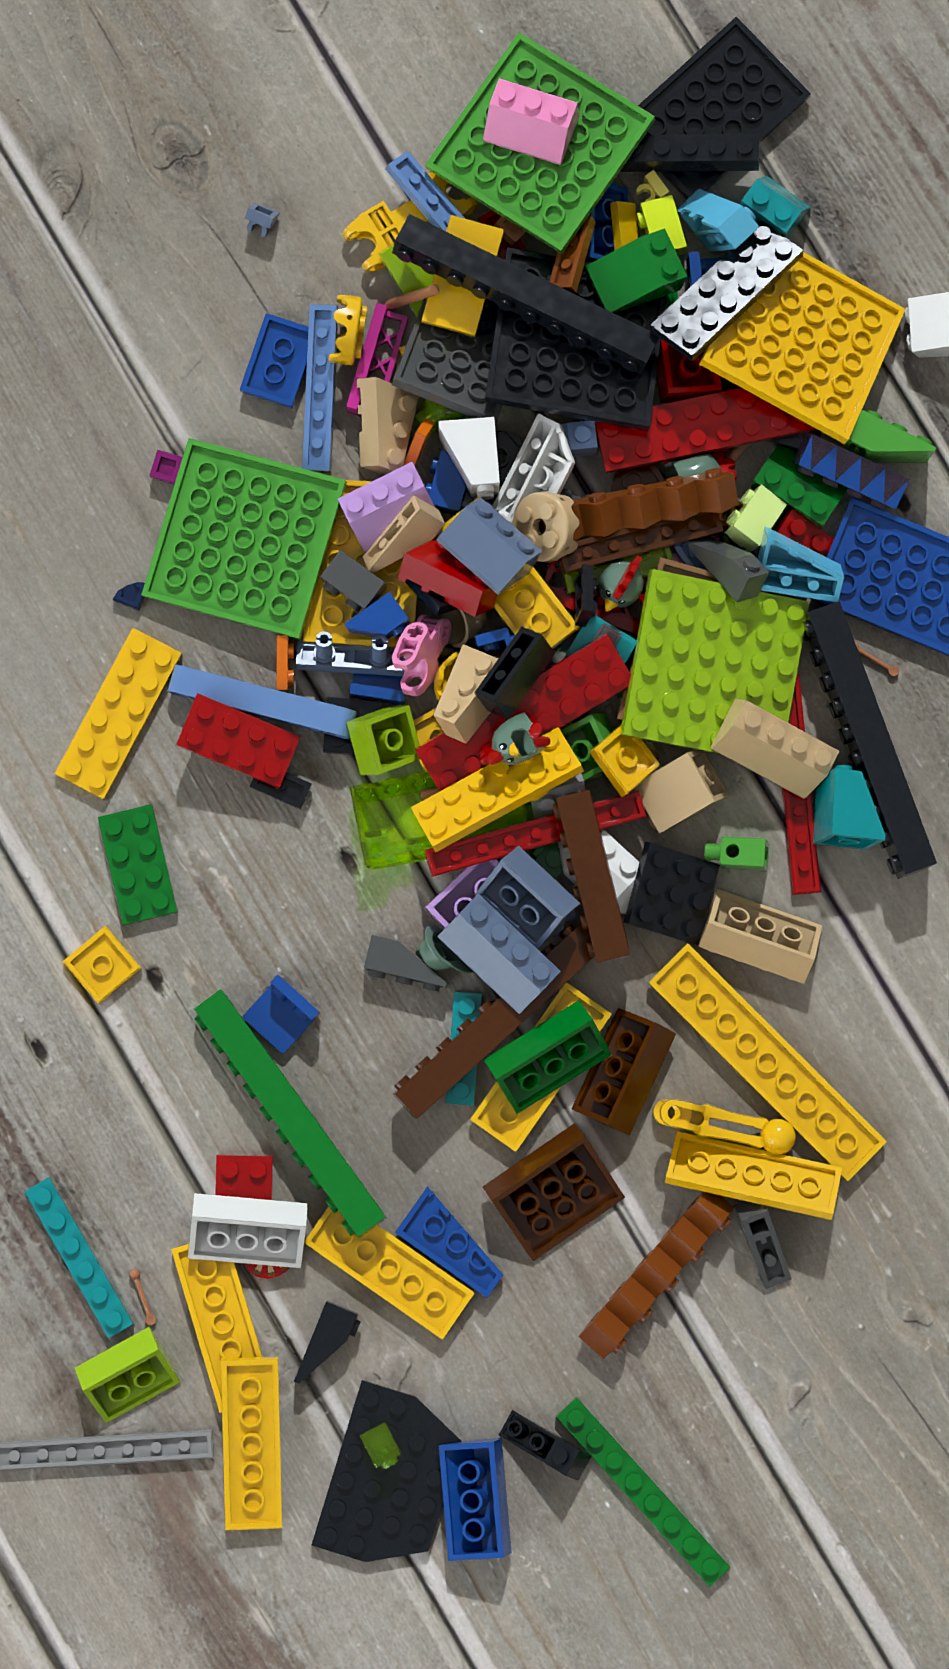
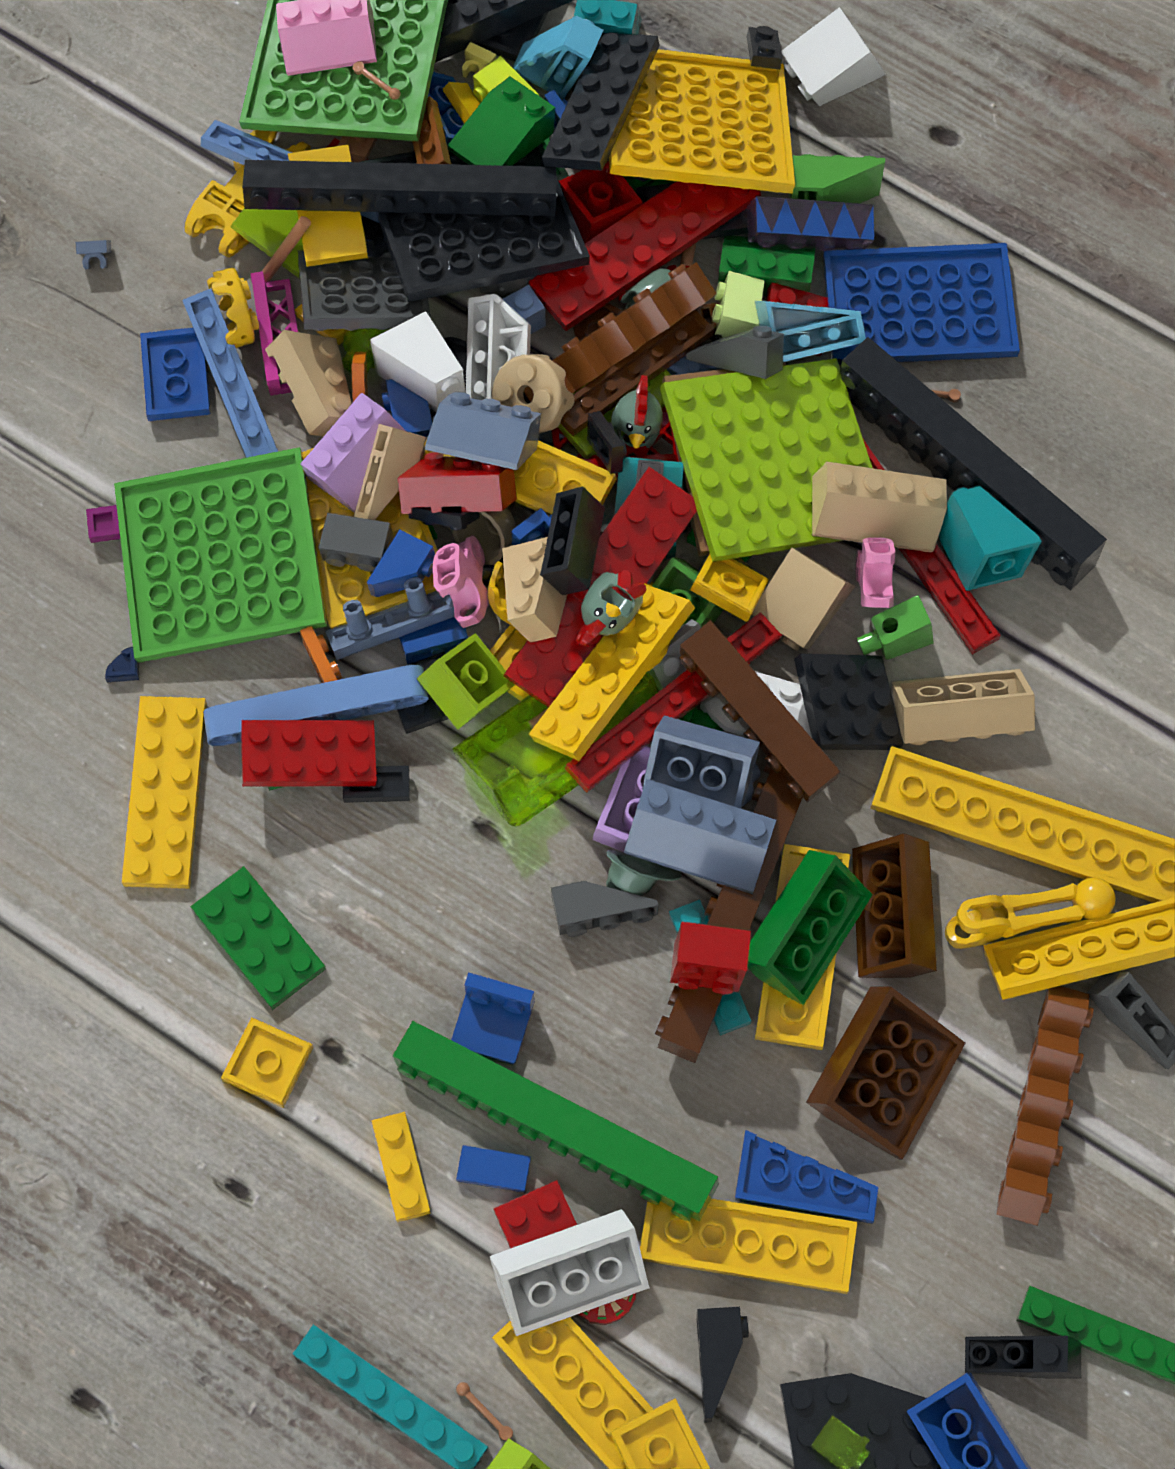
camera: 20 degrees left, 15 degrees down
(164, 1090) = (401, 1167): none -> yellow plate
(230, 1125) = (493, 1168): none -> blue tile
(456, 1055) = (710, 957): none -> red brick
(543, 165) = (359, 68): none -> nougat hinge
(744, 803) = (875, 572): none -> bright pink piece
(897, 287) = (764, 47): none -> black plate

